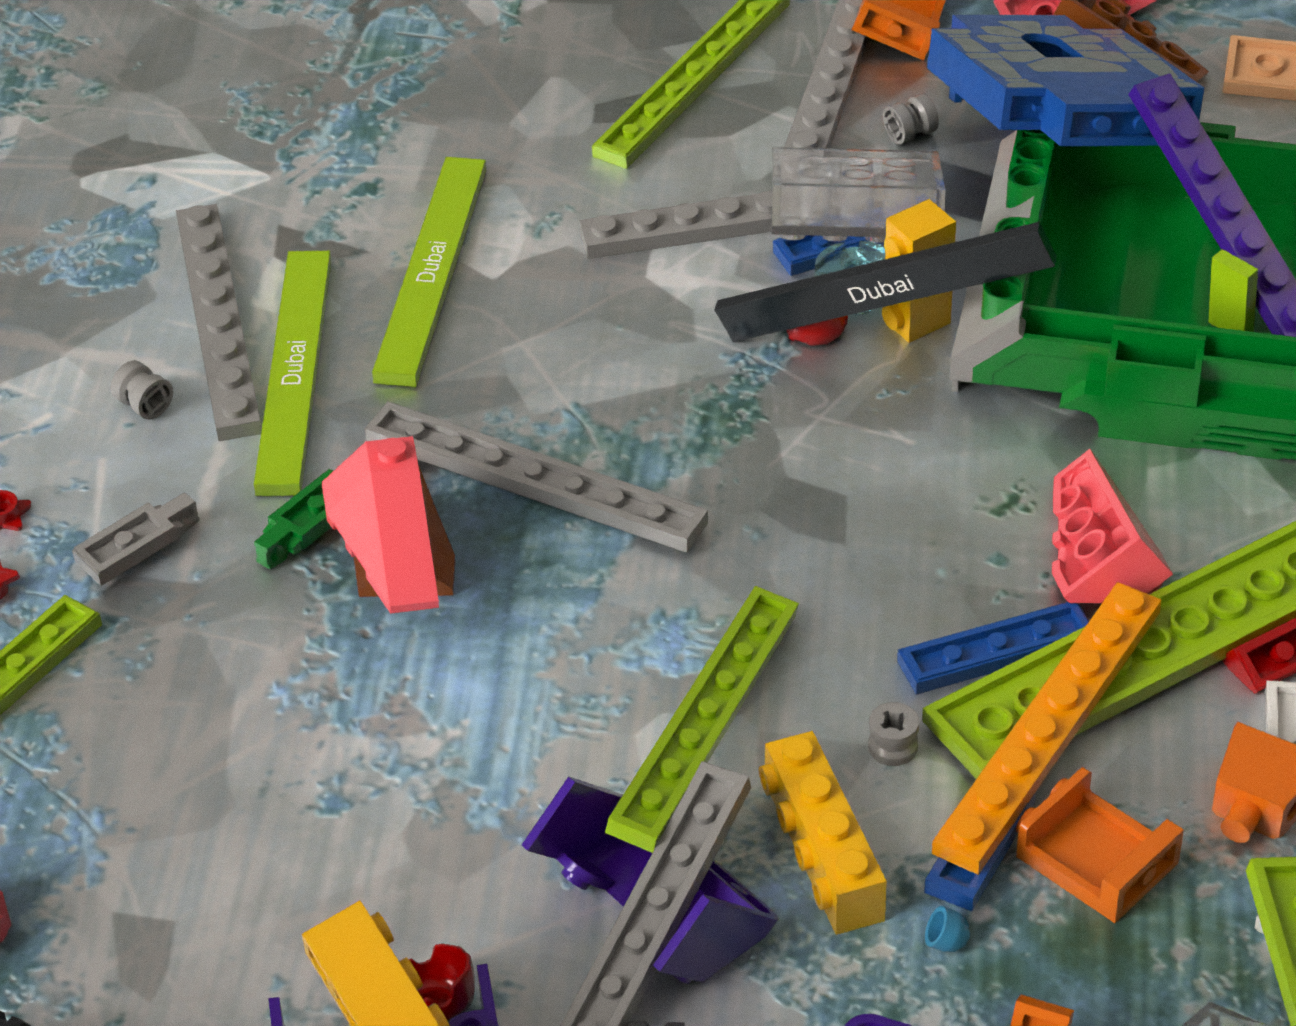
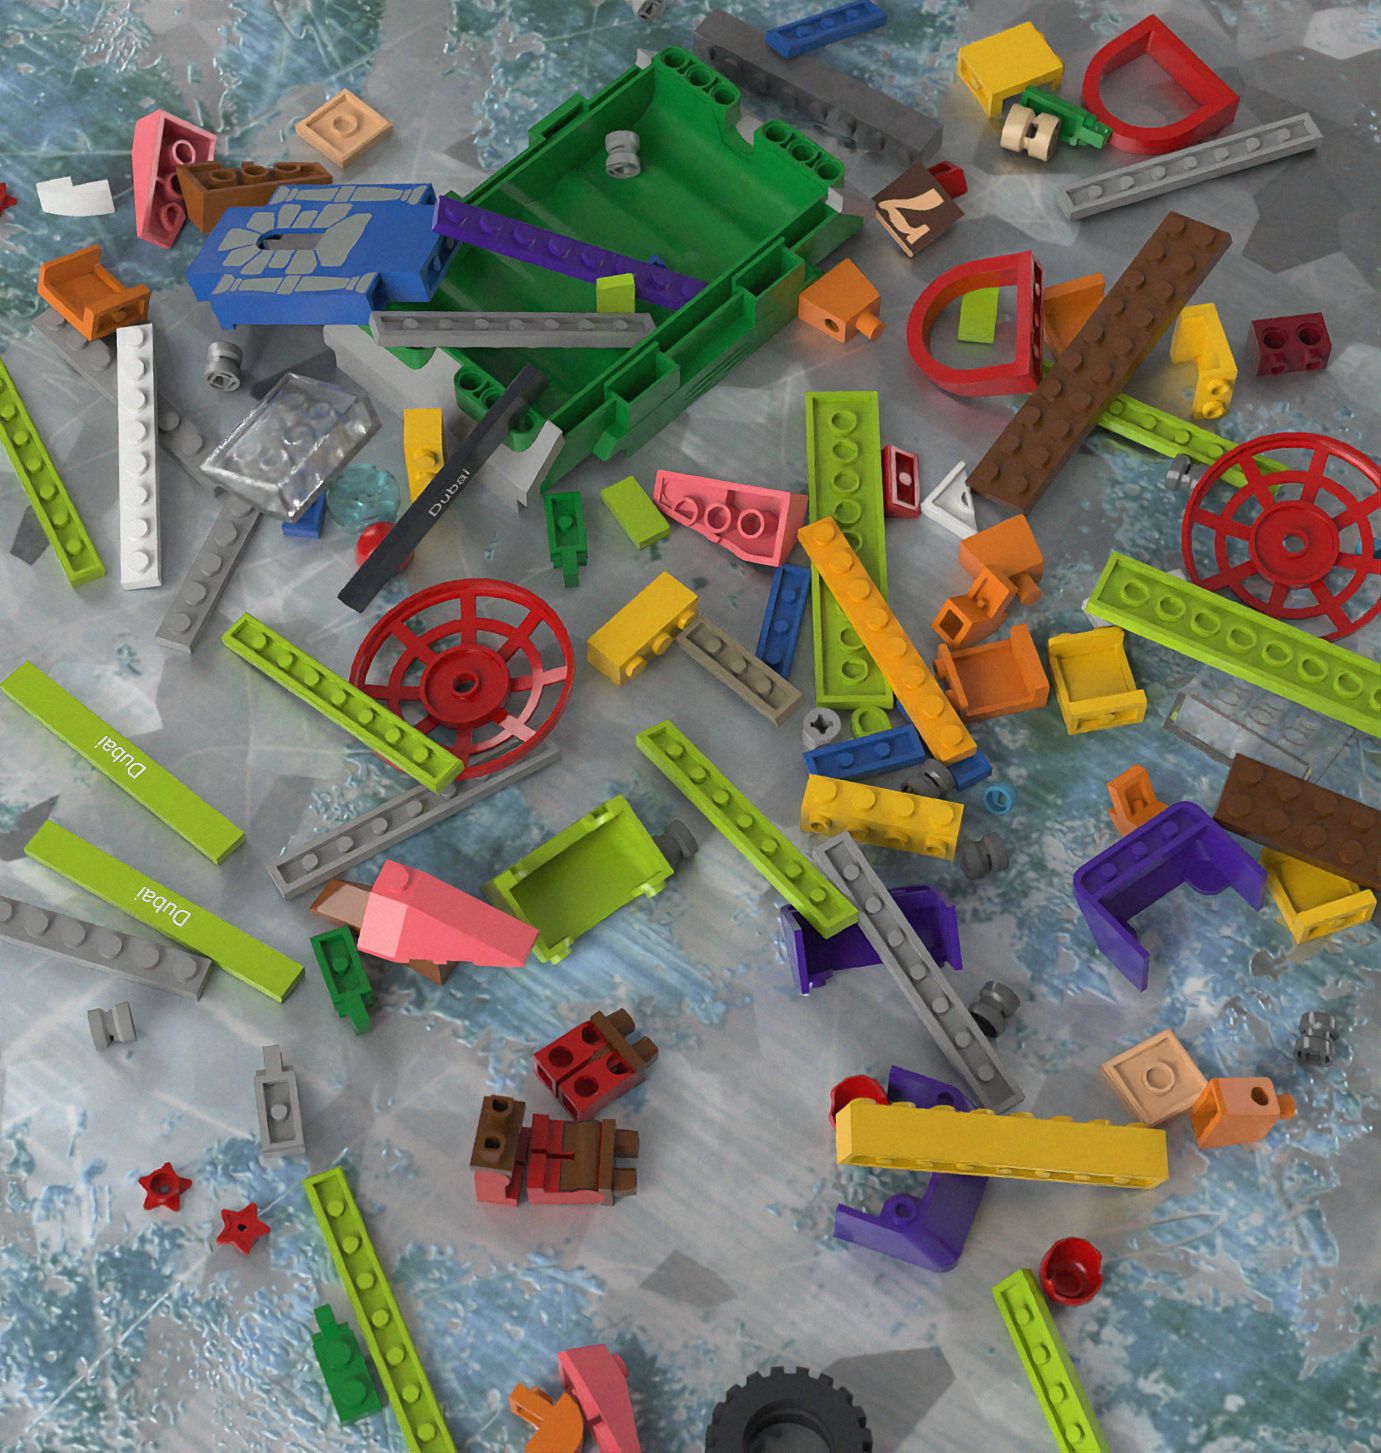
camera: 60 degrees left, 15 degrees up
(170, 685) = (500, 1151): none -> reddish brown hips
(219, 786) = (578, 1161): none -> hips
(338, 741) = (594, 1064): none -> red hips
(539, 621) = (580, 877): none -> lime windscreen
(603, 366) = (343, 703): none -> lime tile
(645, 678) = (676, 843): none -> dark grey wheel
(703, 436) = (469, 663): none -> red dish
(756, 115) = (138, 457): none -> white plate
(850, 946) = (982, 856): none -> dark grey wheel
(890, 533) = (642, 629): none -> yellow brick
(890, 783) = (867, 755): none -> blue plate
(890, 850) = (931, 780): none -> dark grey wheel
(903, 627) = (740, 670): none -> dark tan plate
(942, 776) = (868, 721): none -> lime tile
(950, 428) = (566, 534): none -> green hinge
(1031, 468) = (635, 512): none -> lime tile
(1099, 223) = (508, 329): none -> light grey plate
(1157, 789) = (979, 613): none -> orange brick
(1181, 944) = (1094, 680): none -> yellow panel

